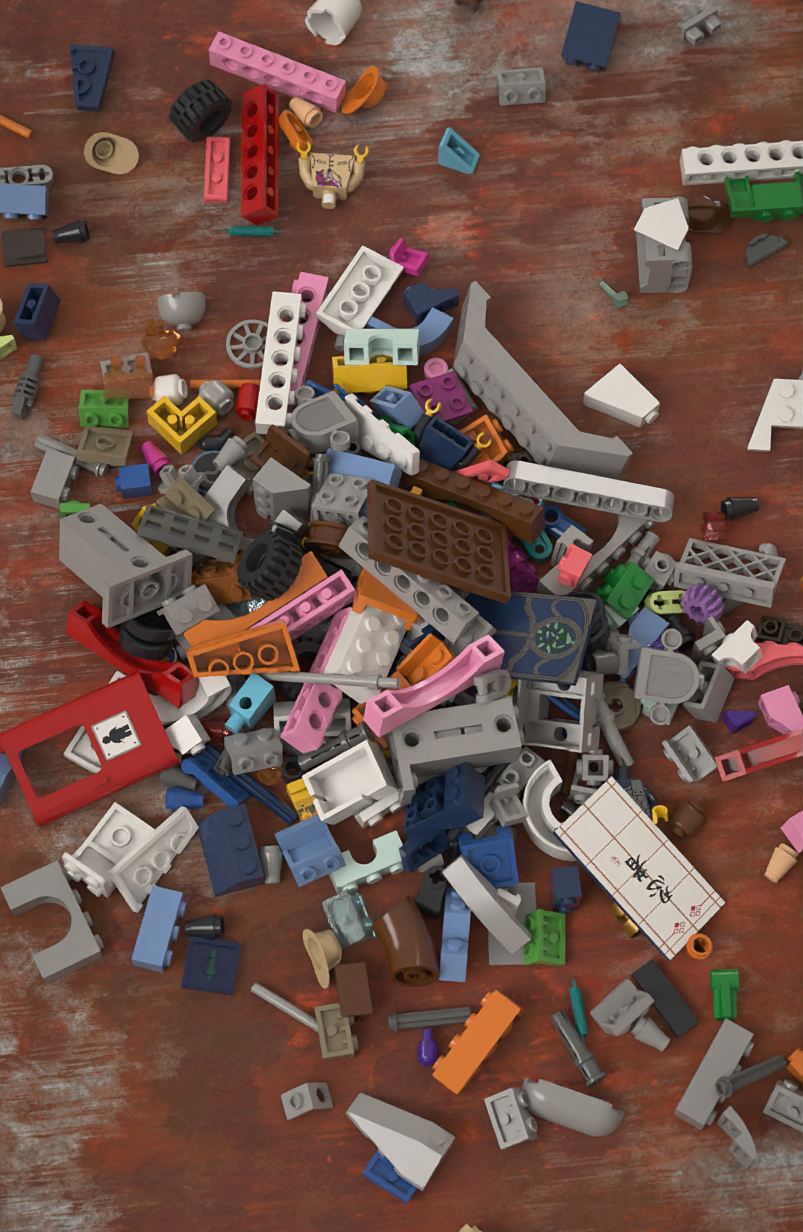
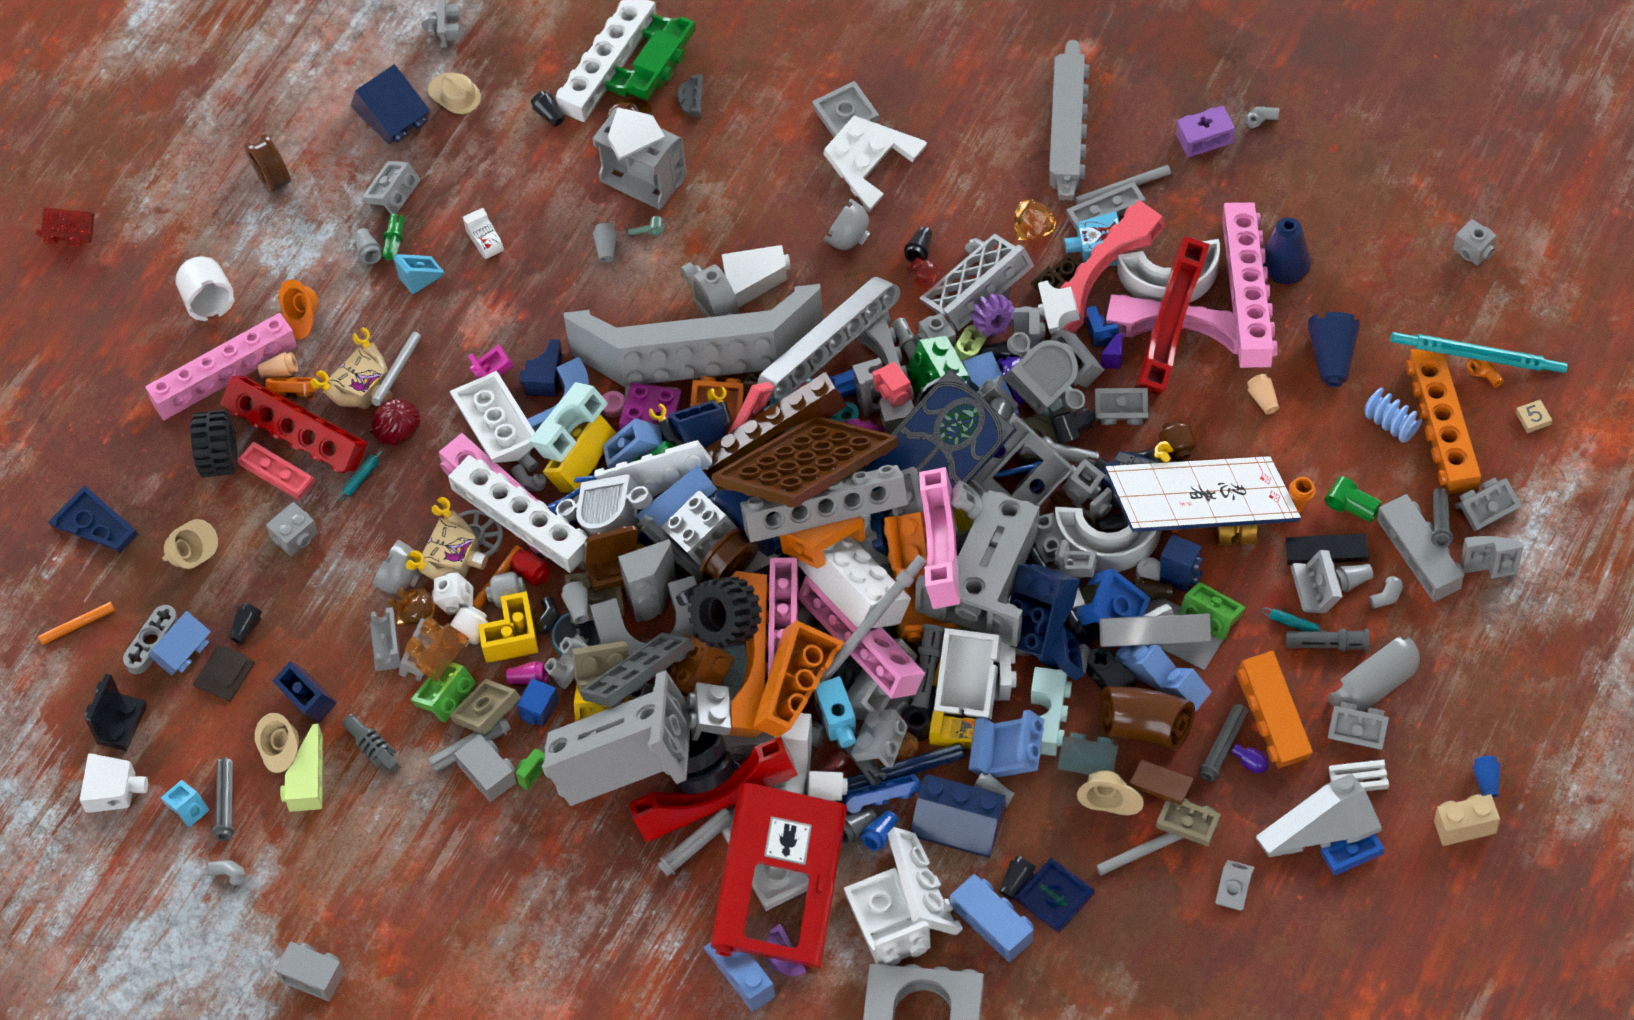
camera: 50 degrees left, 10 degrees down
(42, 785) = (779, 937): none -> medium lavender tile
(60, 662) = (695, 842): none -> light grey axle
(121, 340) = (385, 640): none -> light grey hinge
(171, 213) = (292, 529): none -> light grey head
(186, 361) = (452, 593): none -> white brick
(221, 334) = (450, 547): none -> tan torso
(312, 224) = (395, 421): none -> dark red hair
(323, 351) = (530, 483): none -> light grey arm
(356, 194) = (396, 369): none -> light grey bar
(453, 105) = (367, 247): none -> light grey cone
(475, 116) = (392, 237): none -> green axle
(480, 1162) = (1362, 767): none -> white tile
(522, 178) = (483, 233): none -> white leg
(531, 878) = (1154, 589): none -> dark brown cone
(546, 866) = (1148, 568): none -> white tile
(575, 380) = (711, 290): none -> light grey piece
(577, 271) = (605, 241): none -> light grey cone
(638, 724) = (1070, 424): none -> black piece
(642, 74) = (455, 92): none -> tan piece
(654, 1074) = (1390, 594): none -> light grey arm
(672, 150) = (545, 106): none -> black cone
(714, 443) = (849, 227): none -> light grey cylinder
(753, 692) = (1098, 331): none -> blue bracket

